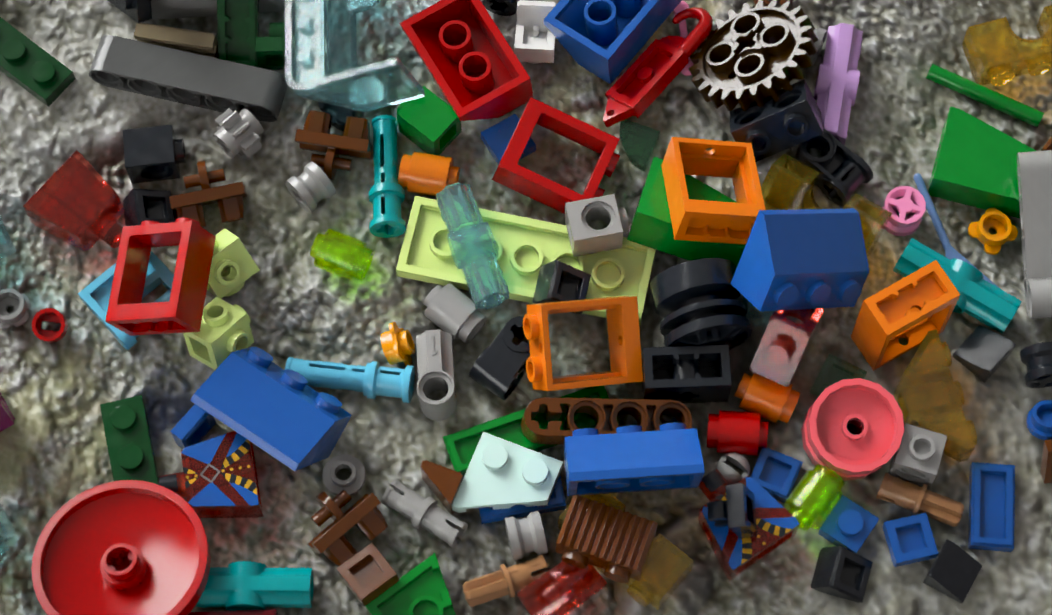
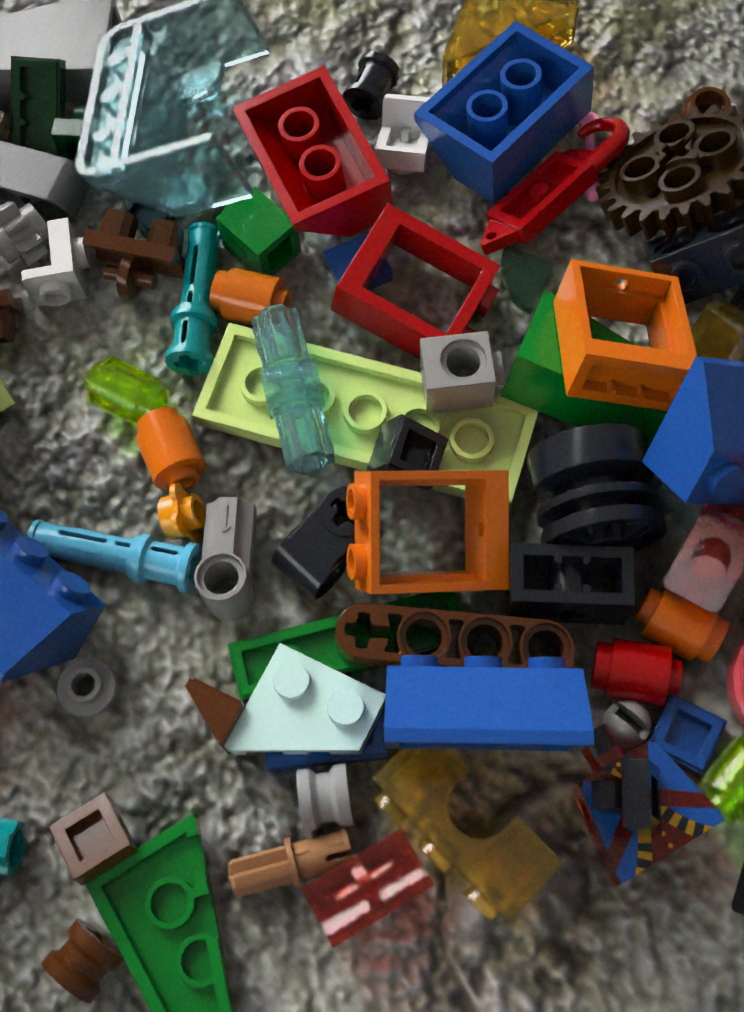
camera: 10 degrees right, 0 degrees up
(274, 173) = (65, 276): none -> white bracket
(310, 187) = (99, 304): light grey wheel -> none
(332, 539) = (54, 781): reddish brown hips -> none
(381, 297) = (169, 449): none -> orange brick
(424, 513) = (188, 751): light grey pin -> none
(454, 313) = (261, 477): light grey brick -> none
(605, 539) = (437, 824): reddish brown brick -> none

